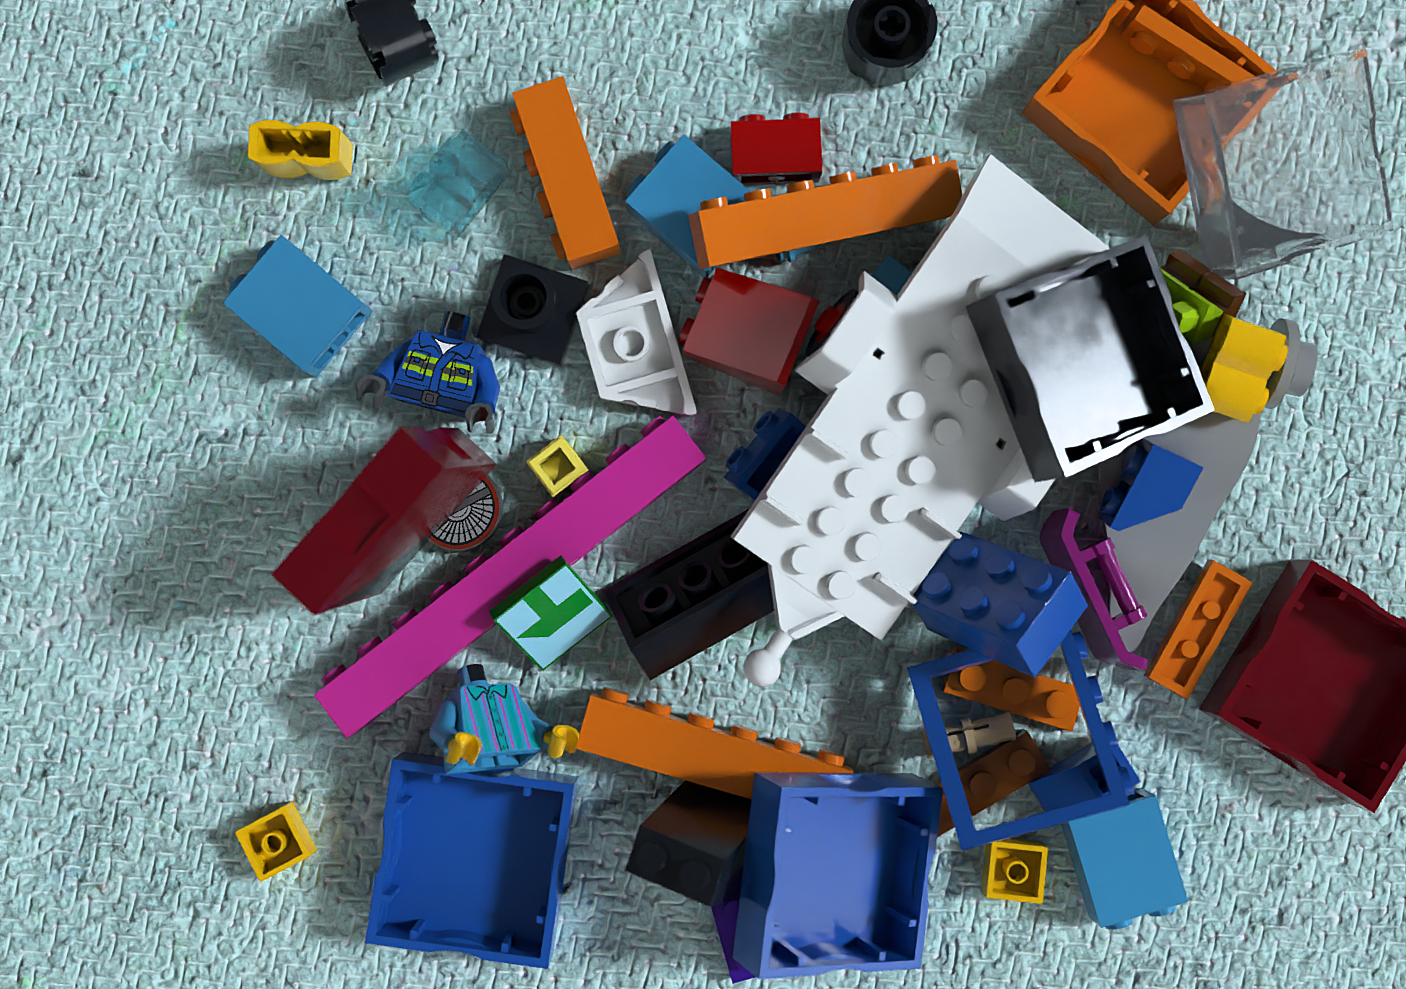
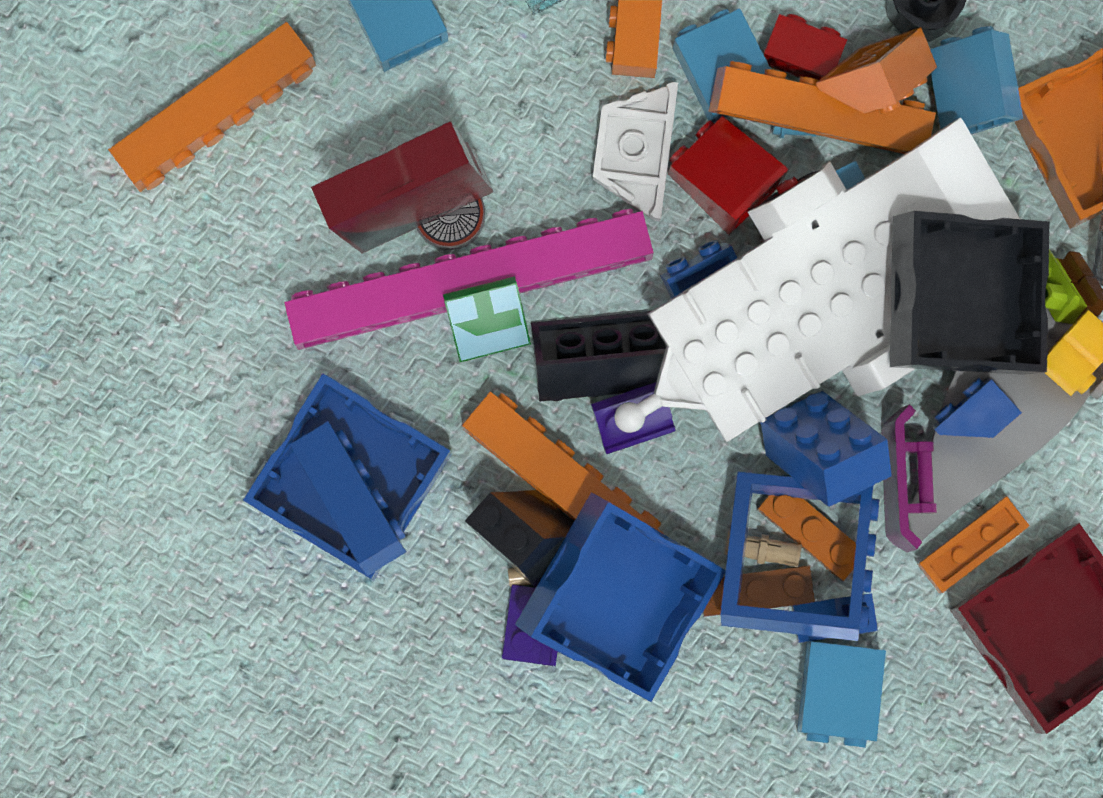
camera: 20 degrees right, 5 degrees down
(138, 505) = (213, 108): none -> orange brick
(276, 841) = (203, 402): yellow piece -> none
(438, 374) = (479, 107): torso -> none
(483, 890) = (348, 498): none -> blue brick
(493, 727) = (406, 384): torso -> none
(546, 328) = (564, 107): black plant -> none
(557, 466) = (538, 213): light yellow slope -> none
(755, 636) = (614, 439): none -> dark purple plate
(876, 142) = (881, 73): none -> orange slope
(984, 103) = (976, 80): none -> dark azure brick
(1015, 870) = (754, 667): yellow piece -> none

